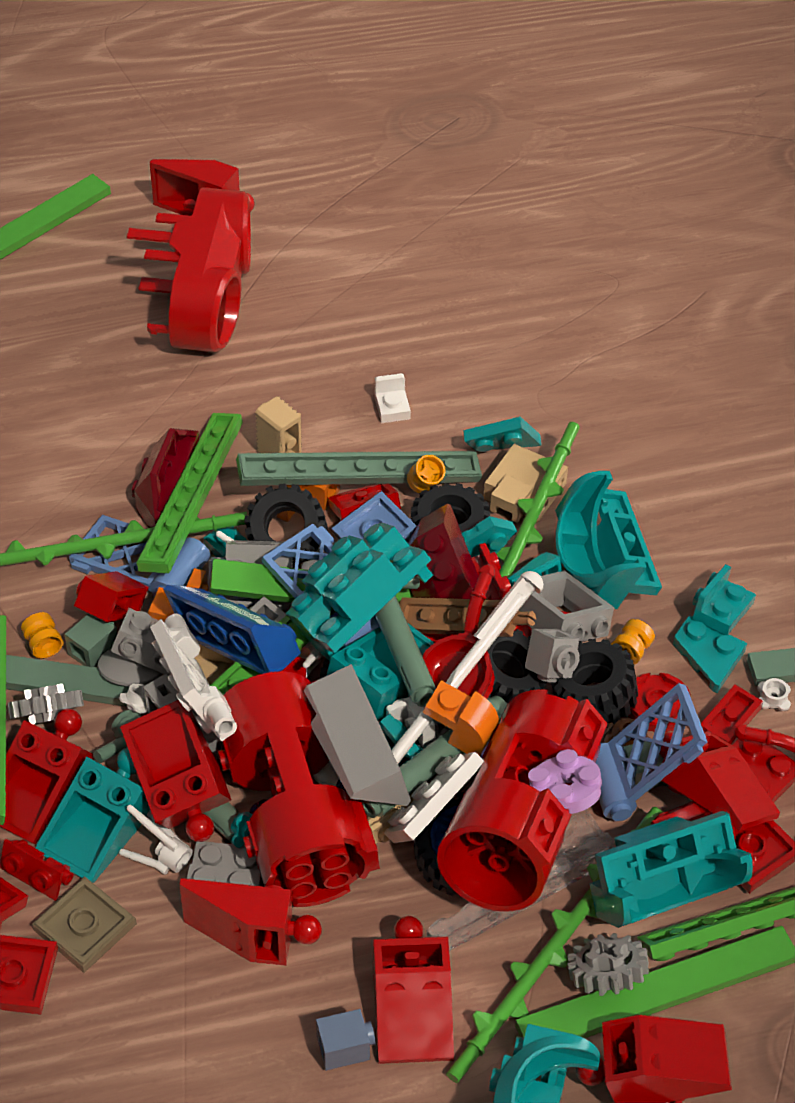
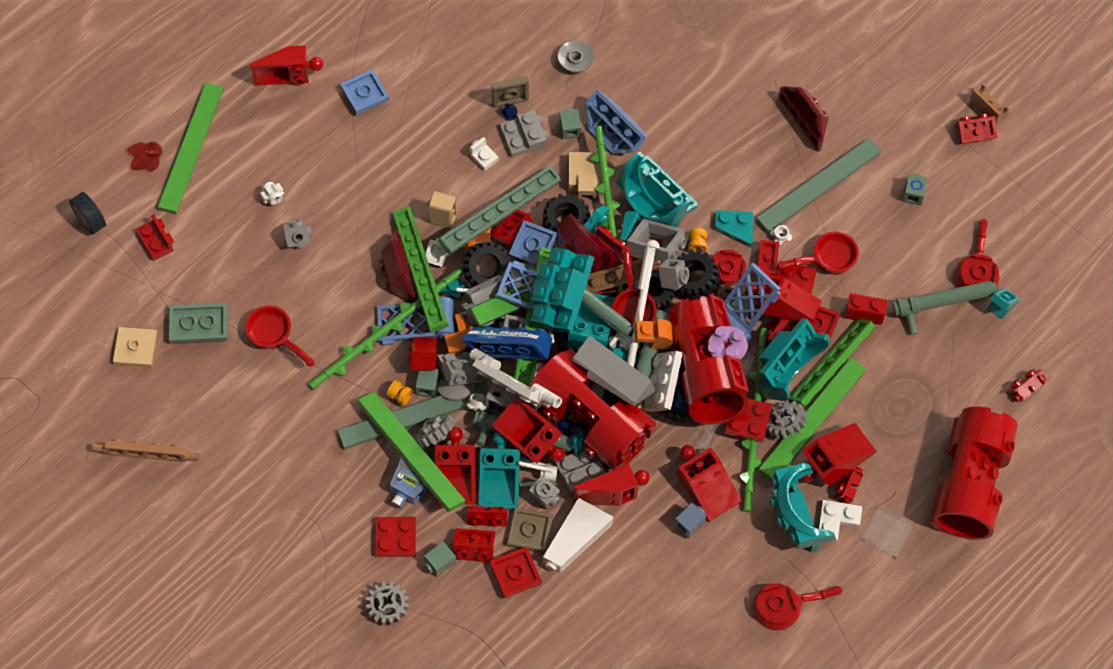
camera: 30 degrees left, 15 degrees up
(63, 378) = (297, 233): none -> light grey brick
(71, 321) = (272, 193): none -> white gear
(142, 875) = (545, 492): none -> light grey brick
(144, 967) = (576, 534): none -> white slope
(211, 257) = (333, 122): red piece -> none
(228, 487) = (435, 253): none -> white bracket
(246, 797) = (565, 426): none -> clear blue plate
(286, 264) = (364, 92): none -> medium blue plate
(428, 467) = (538, 196): light orange wheel -> none
(466, 366) = (509, 111): none -> clear blue plate
(468, 401) = (524, 134): none -> light grey plate
(480, 336) = (510, 91): none -> dark tan tile
(502, 435) = (565, 147): teal wing -> none
(543, 412) = (570, 124): none -> sand green brick
(545, 932) = (751, 422): none -> red plate
(604, 434) = (619, 130): none -> medium blue wedge
(607, 339) = (575, 50): none -> light grey dish
(722, 602) = (729, 195): teal bracket -> none

